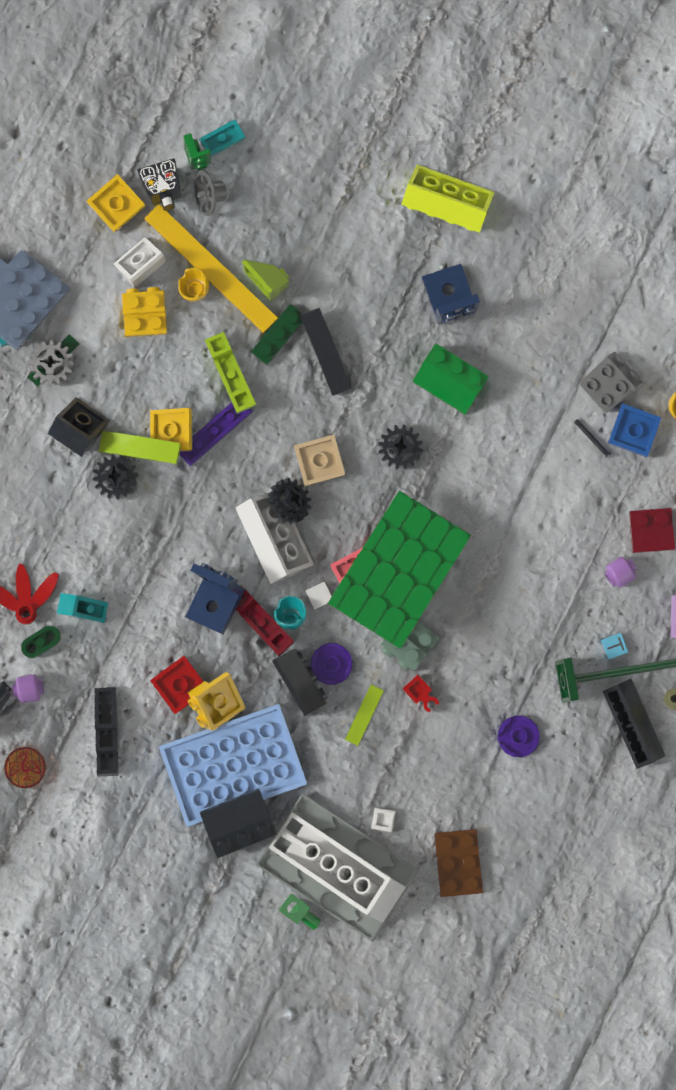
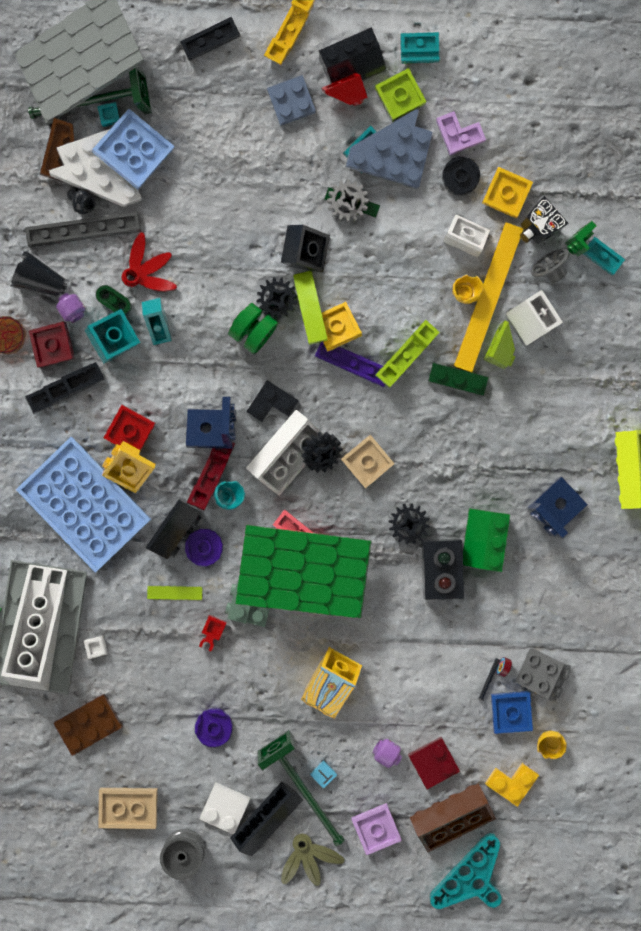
camera: 70 degrees right, 5 degrees up
(39, 228) = (457, 138): none -> lavender plate
(56, 725) = (51, 344): none -> dark red plate
(77, 241) = (461, 176): none -> black tile
(77, 658) = (112, 336): none -> teal slope
(129, 516) = (248, 325): none -> green wheel
(144, 312) = (426, 259): yellow plate -> none
(211, 528) = (270, 397): none -> black plate
(238, 823) = (36, 531): black slope -> none
(252, 233) = (533, 317): none -> white slope
(318, 595) = (255, 512): white tile -> none
(325, 351) = (461, 425): black slope -> none
(460, 434) = (442, 569): none -> black piece
(525, 596) = (331, 683): none -> yellow slope
(561, 859) = (128, 808): none -> tan plate
(585, 417) = (504, 667): none -> dark red tile
(605, 762) = (224, 808): none -> white plate
(643, 825) = (182, 854): none -> dark grey wheel

